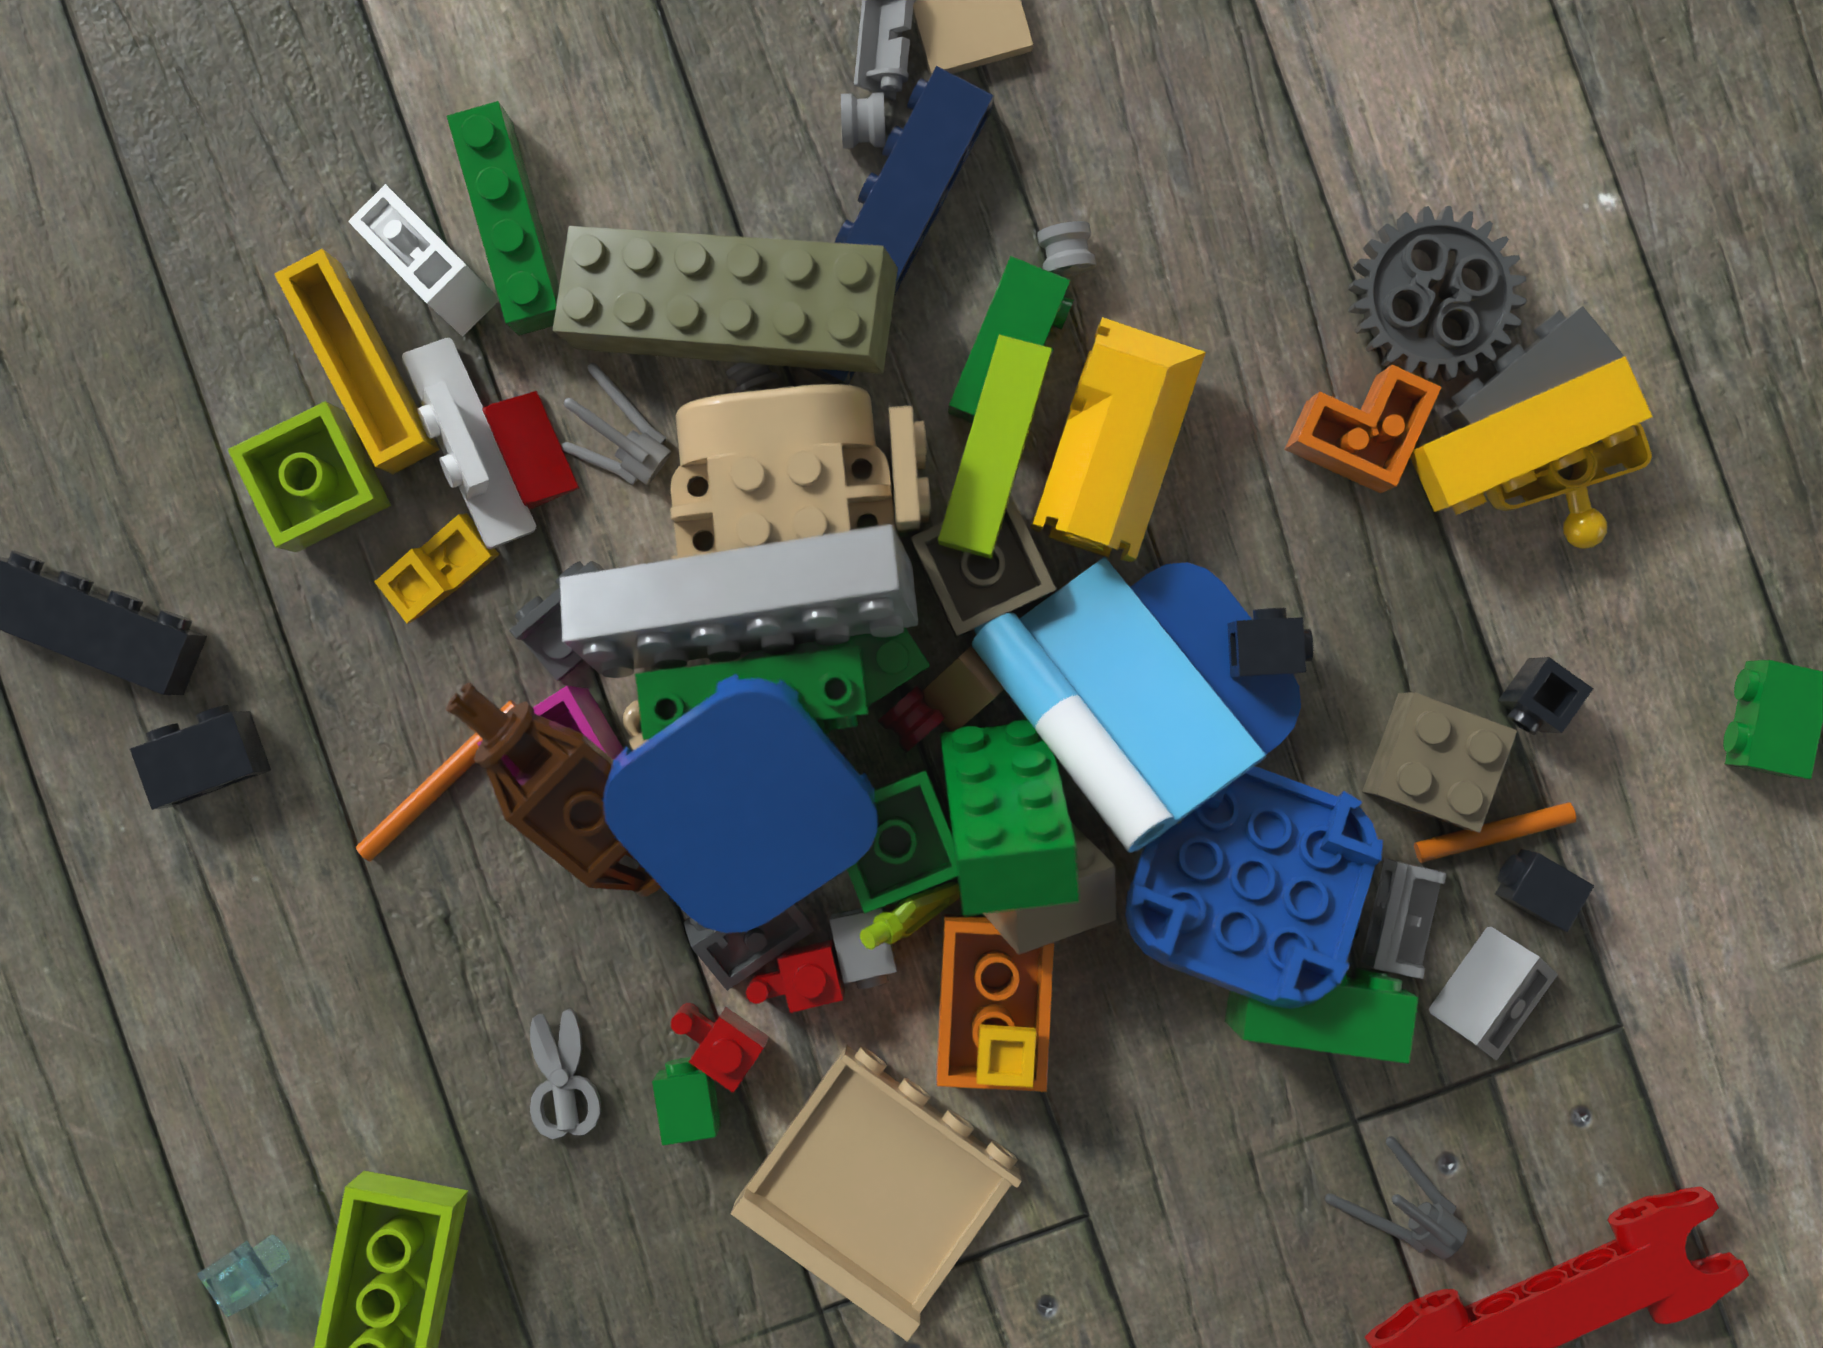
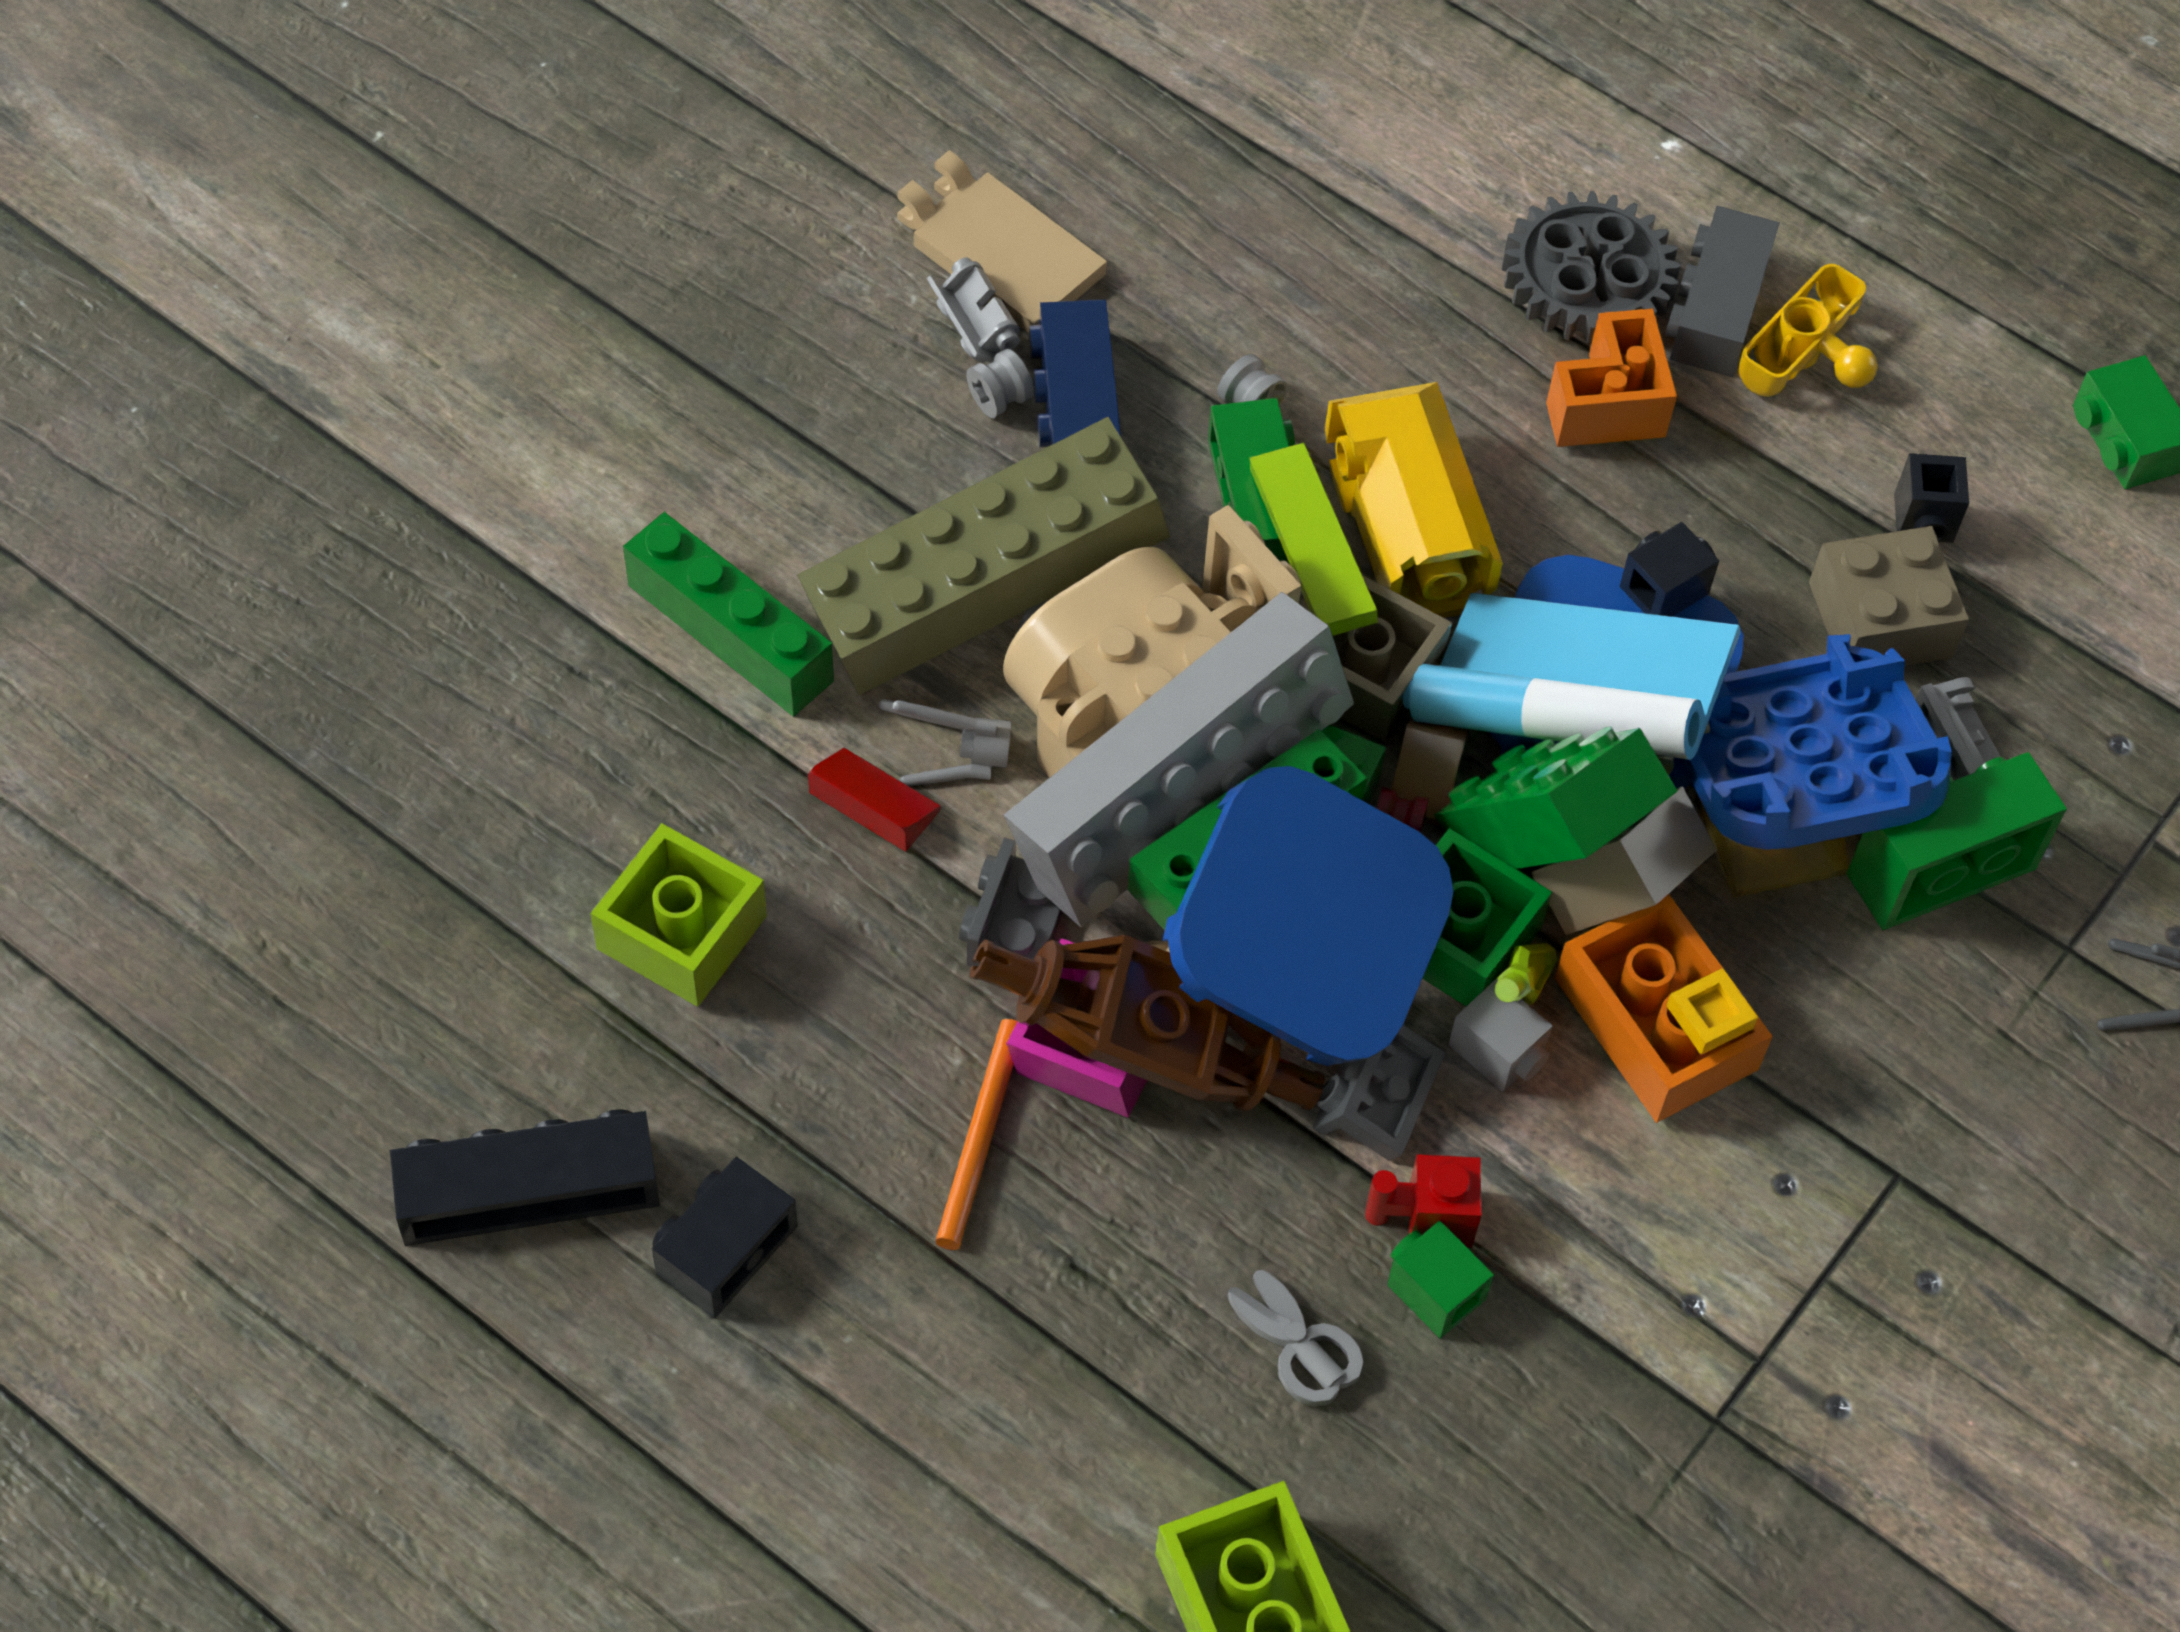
camera: 35 degrees left, 30 degrees down
(356, 361) = (655, 786): yellow brick -> none
(424, 260) = (673, 687): white slope -> none
(436, 568) = (850, 944): yellow slope -> none
(469, 448) = (812, 814): white bracket -> none
(806, 975) = (1467, 1095): red brick -> none
(876, 1189) = (1682, 1253): tan panel -> none
(1493, 992) = (2094, 759): light grey panel -> none
(1495, 832) = (1988, 633): orange bar -> none
(1529, 435) = (1753, 304): yellow brick -> none
(1543, 889) = (2061, 653): black brick -> none

